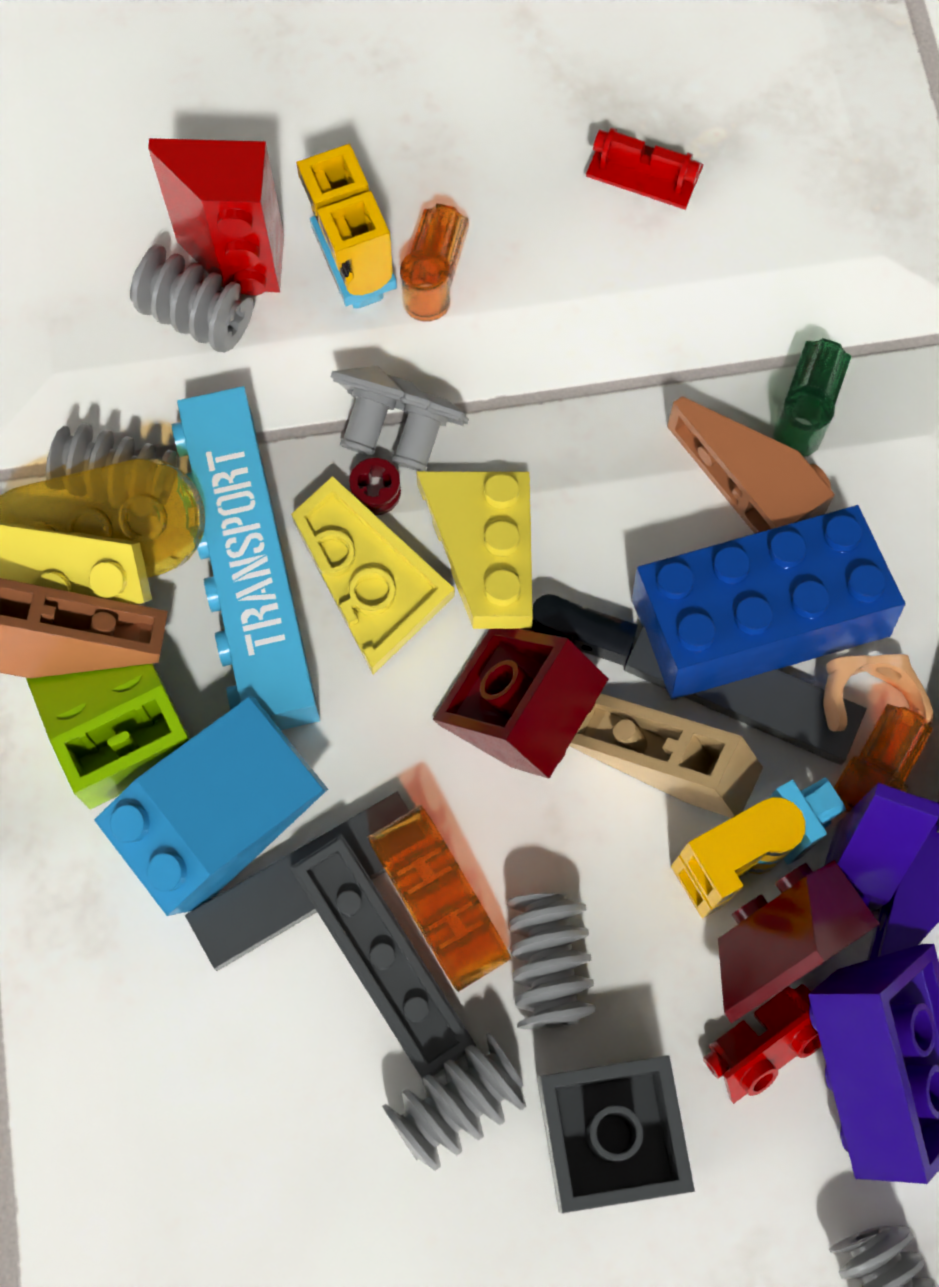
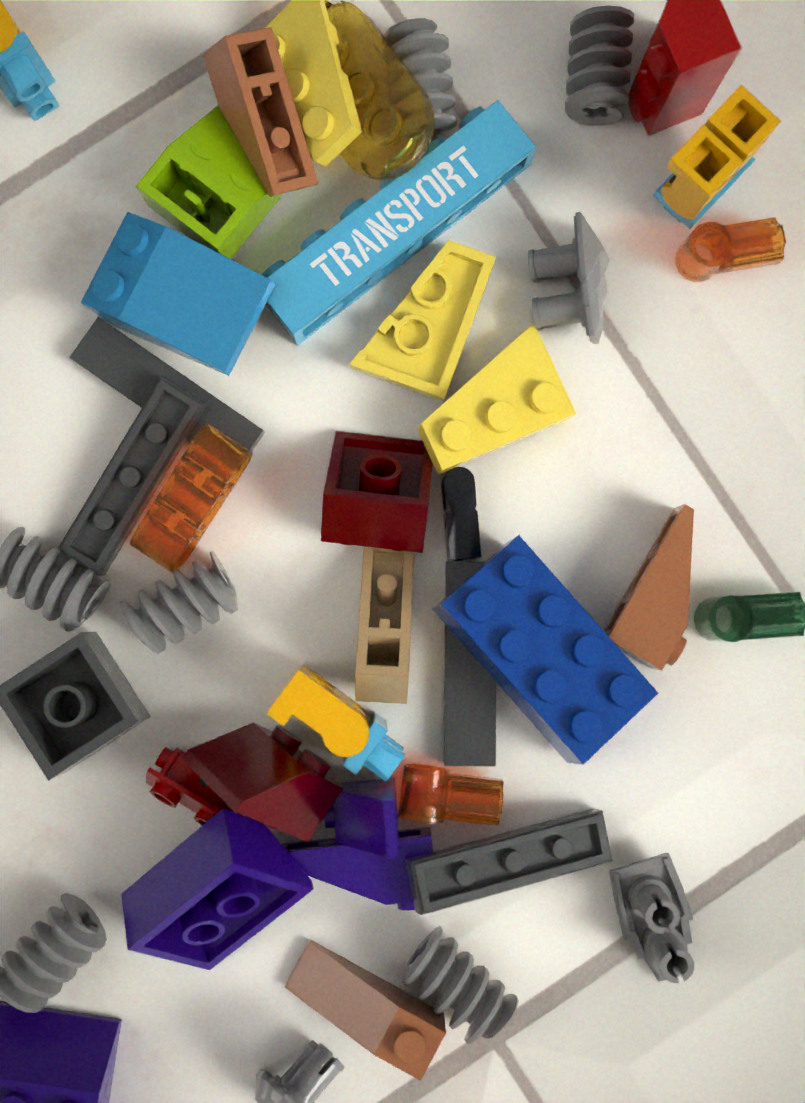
camera: 65 degrees right, 15 degrees up
(362, 476) = (515, 282): dark red bush -> none
(889, 667) = (539, 778): light nougat cap -> none

